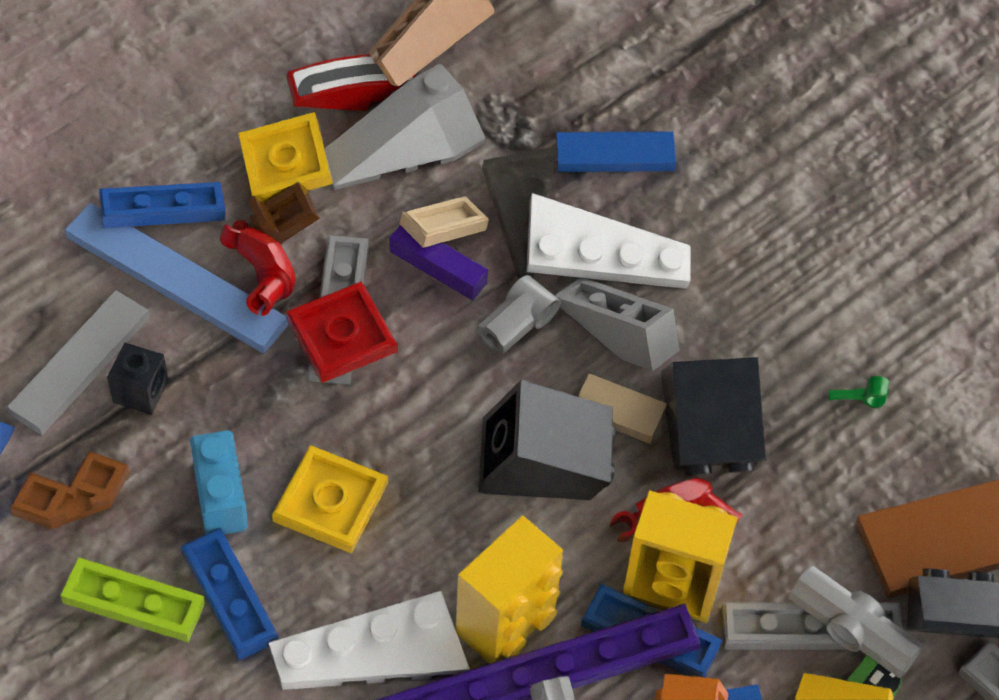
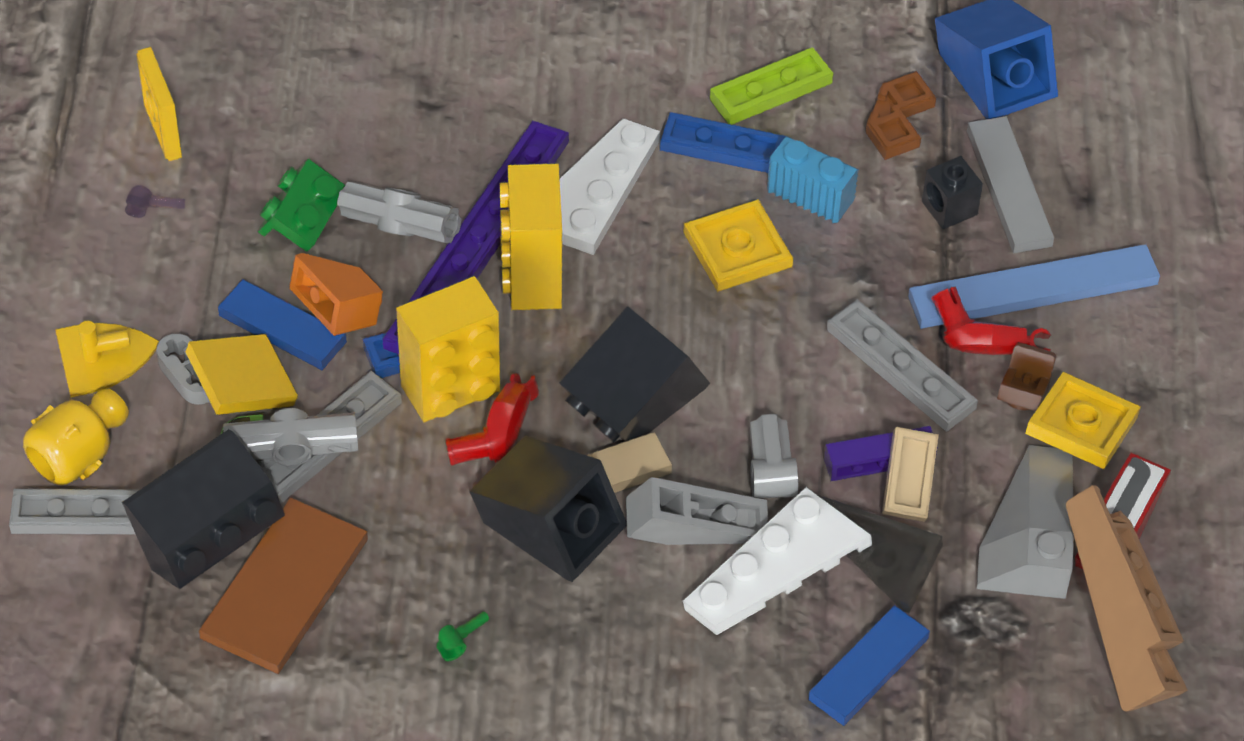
camera: 135 degrees right, 5 degrees down
(162, 204) = (1113, 316): blue tile -> none
(341, 332) = (870, 335): red tile -> none

